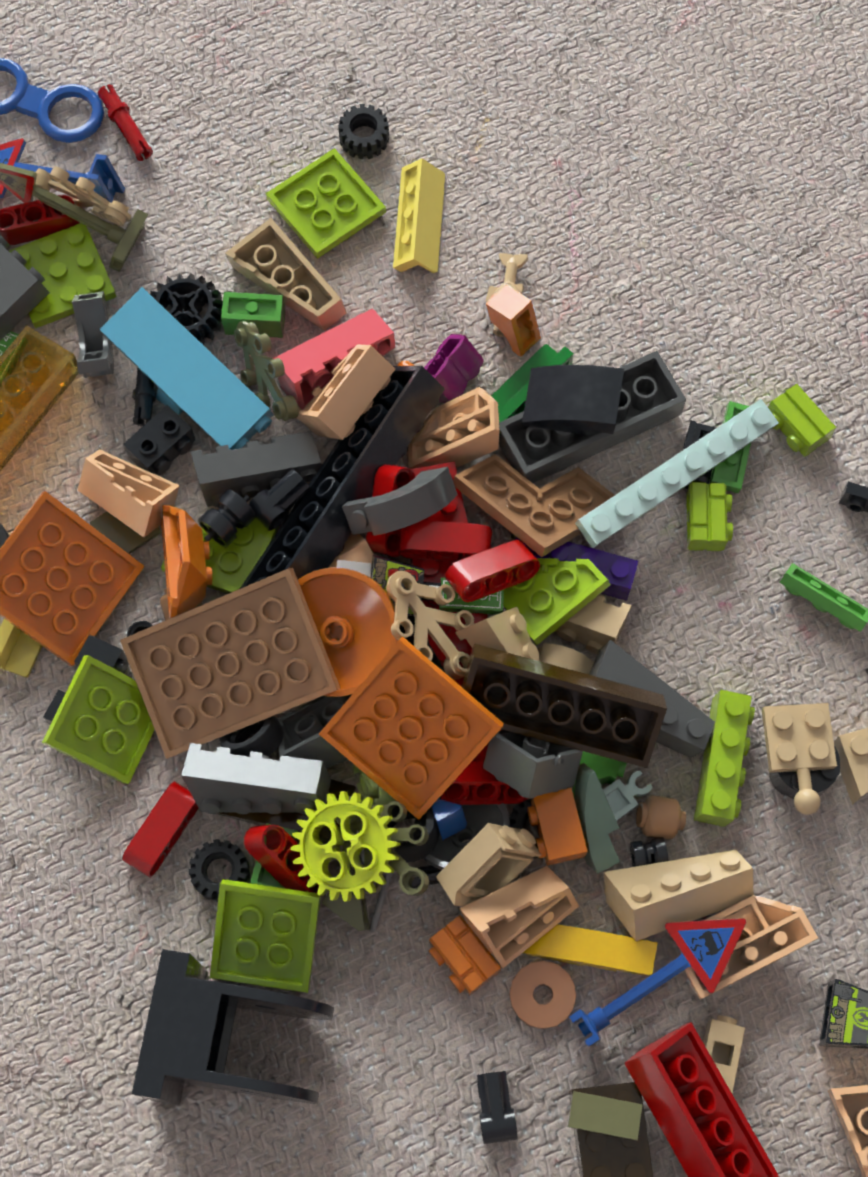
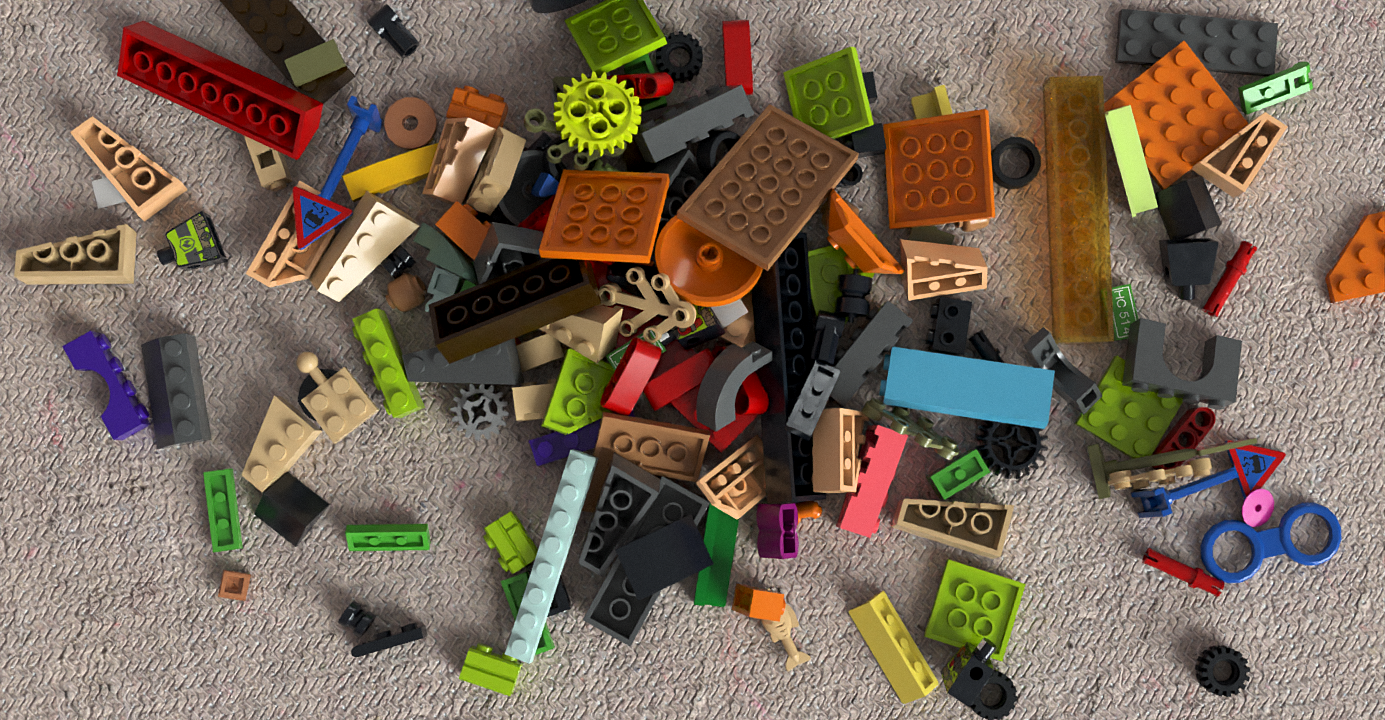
camera: 140 degrees right, 15 degrees up
(20, 131) = (1257, 507): none -> piece
(156, 45) = (1237, 676): none -> black tyre
(336, 443) = (812, 400): none -> plate
(370, 151) = (969, 671): none -> black torso
(590, 468) = (619, 508): none -> dark grey wedge
(654, 642) = (473, 422): none -> light grey gear

